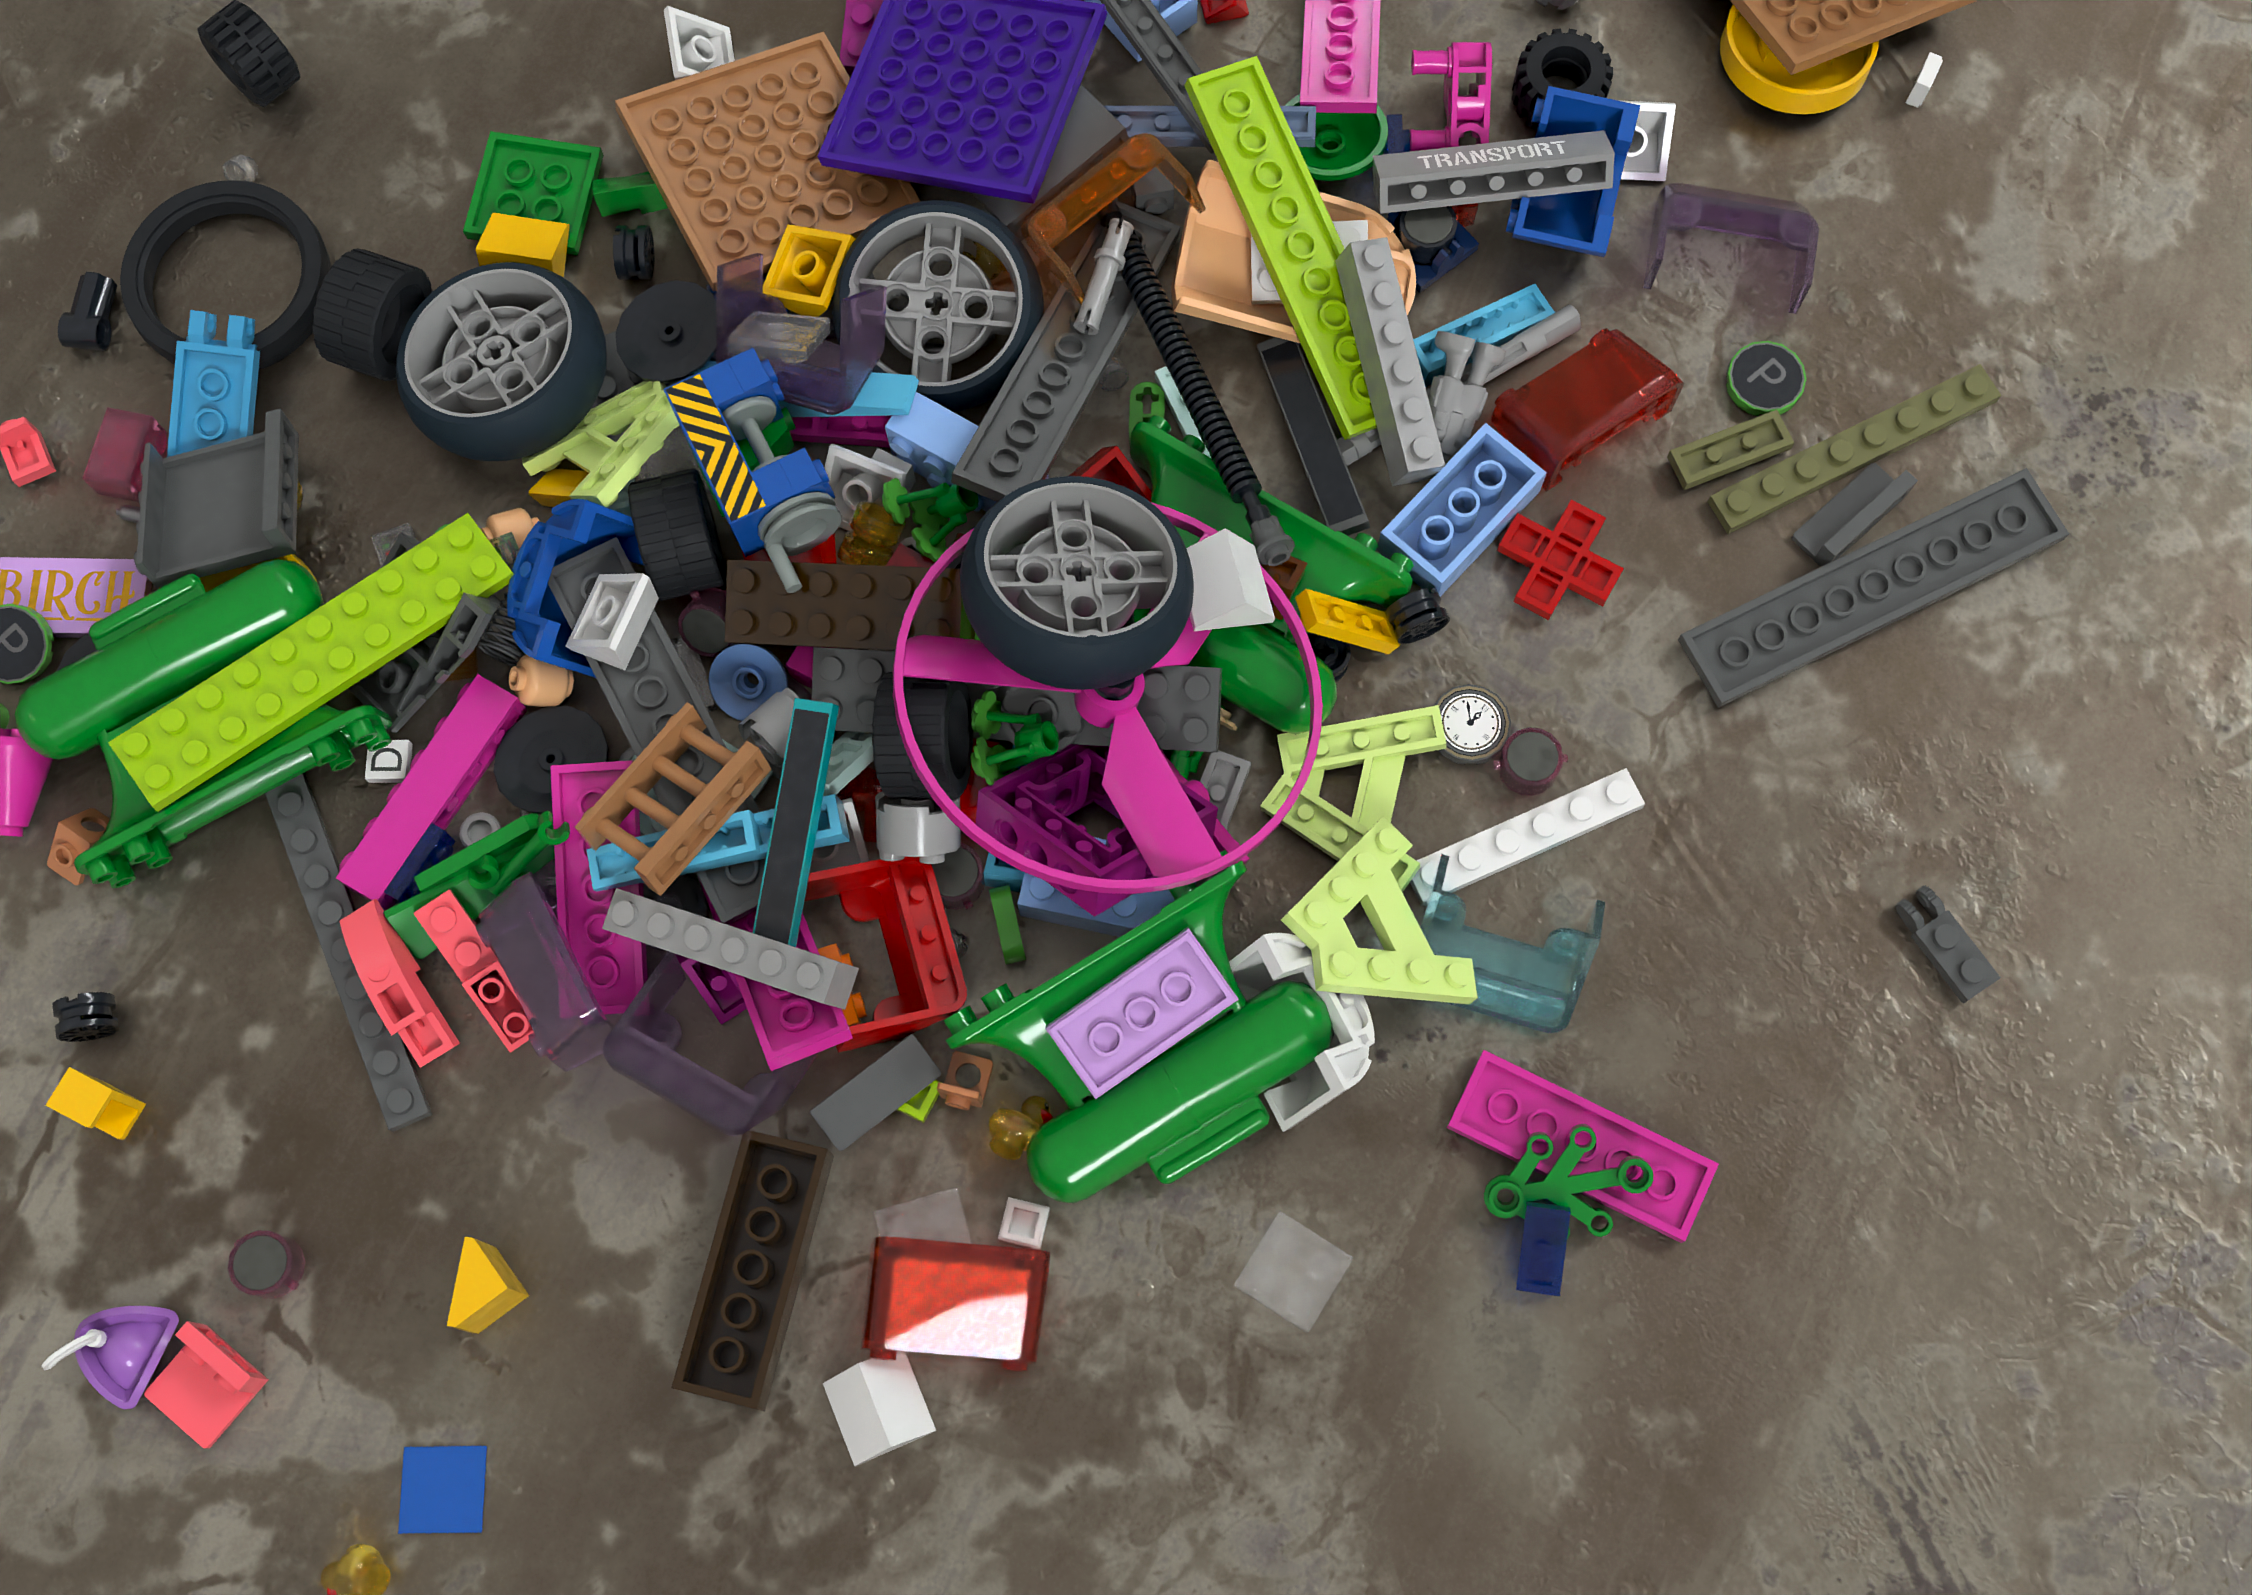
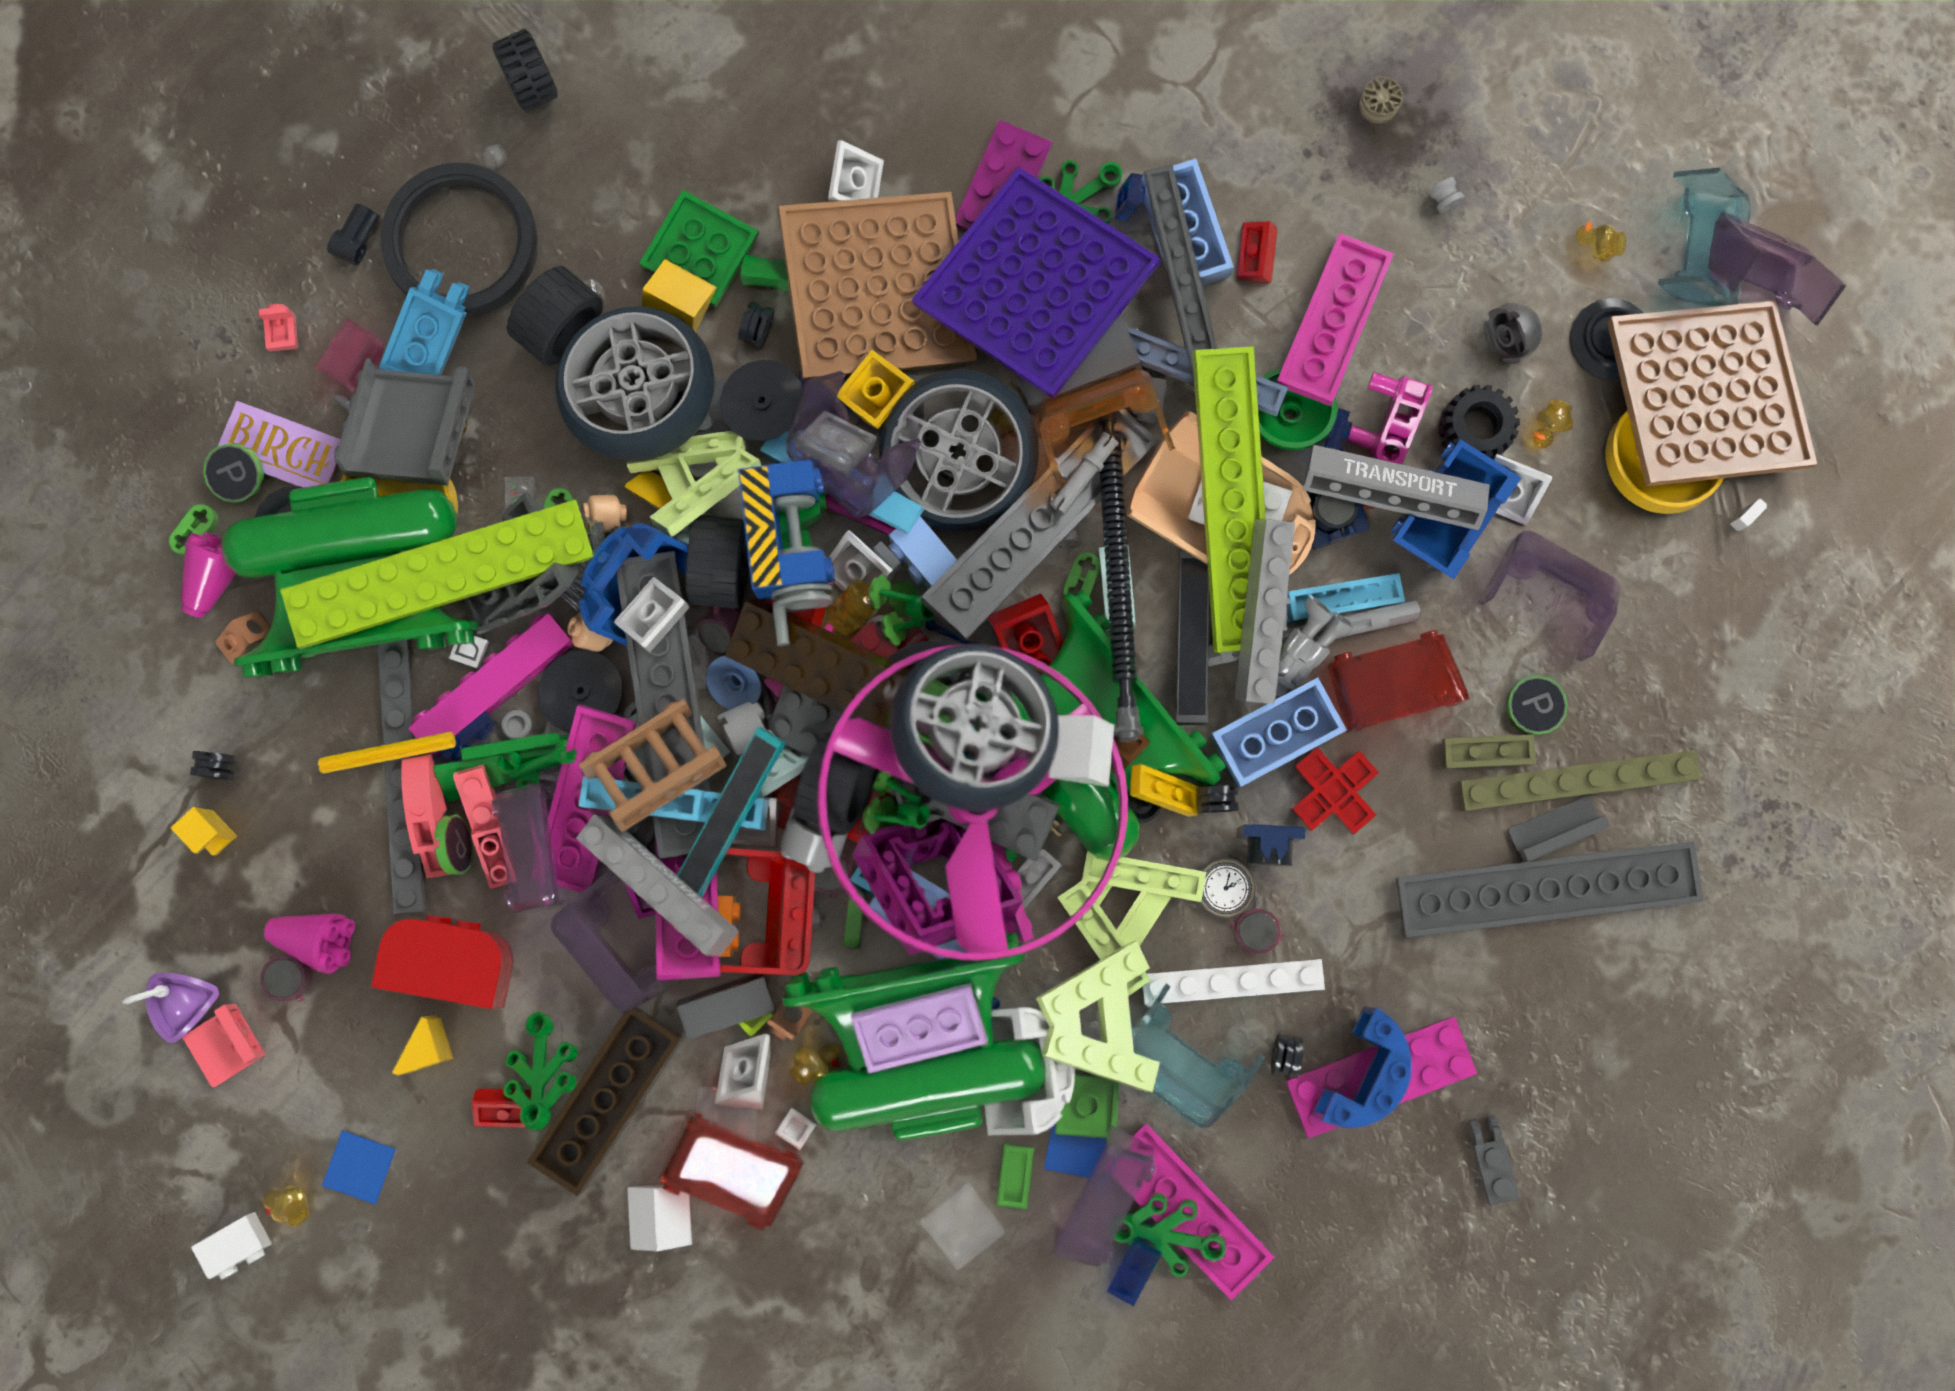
camera: 15 degrees right, 10 degrees up
(289, 1196) = (314, 939): none -> dark pink cone
(316, 919) = (387, 752): none -> yellow axle
(443, 1006) = (455, 845): none -> tile
(474, 1162) = (445, 961): none -> red brick
(619, 1336) = (494, 1109): none -> red slope
(664, 1313) = (540, 1075): none -> green plant
(930, 1169) = (744, 1073): none -> white slope
(1338, 1183) = (1015, 1176): none -> bright green tile
(1404, 1060) = (1090, 1107): none -> bright green tile
(1404, 1116) = (1073, 1153): none -> blue sticker
(1470, 1159) = (1105, 1199): none -> clear purple windscreen
(1504, 641) = (1270, 843): none -> dark blue piece
(1631, 900) = (1287, 1056): none -> black wheel
(1648, 47) = (1553, 418): none -> clear yellow animal
(1759, 890) = (1437, 1061): none -> dark pink plate
(1770, 872) = (1384, 1079): none -> blue cylinder

